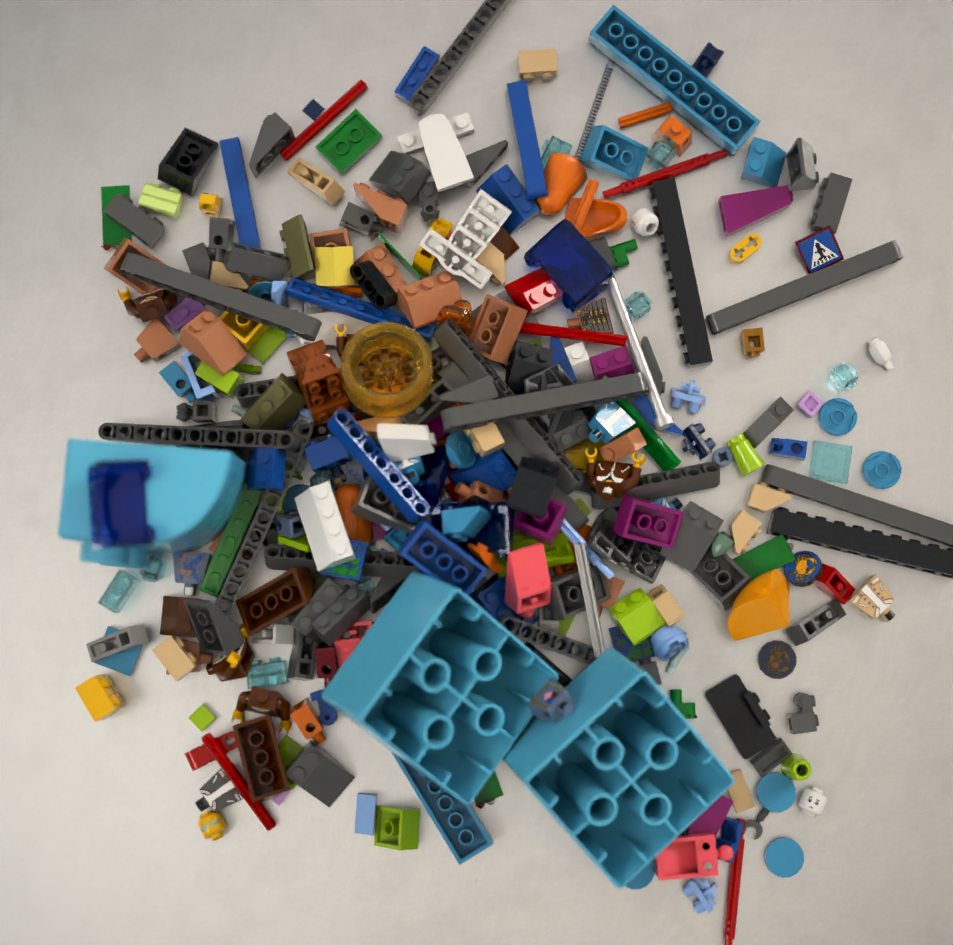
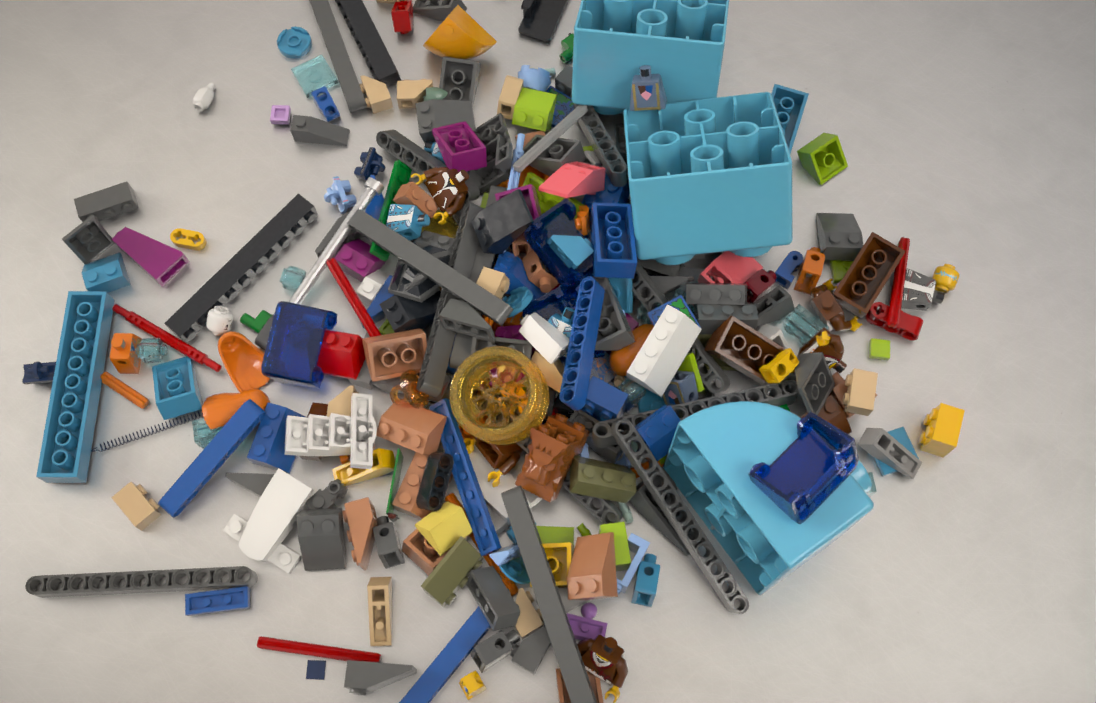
camera: 130 degrees left, 15 degrees down
(156, 342) = (631, 629): nougat torso -> none
(200, 412) = (658, 545): dark grey brick -> none
(244, 613) = (780, 366): none -> yellow leg
(348, 141) = (323, 611): green plate -> none
(365, 813) = (833, 185): light blue slope -> none
(585, 204) = (236, 374): orange axle -> none
(593, 317) = (331, 298): torso -> none
(720, 459) = (371, 138): sand blue wheel -> none
(744, 454) = (354, 127): lime plant -> none
(756, 336) = (261, 181): pearl gold brick -> none
(766, 557) = (418, 67): green piece -> none
(776, 659) = (487, 15): clear smoke tile -> none
(804, 287) = (190, 177): dark grey beam -> none
(804, 569) = (407, 37): tile -> none
(819, 250) = (151, 185): piece -> none
(837, 417) = (276, 92): dark azure tile -> none
(844, 376) = (241, 106): clear light blue head -> none

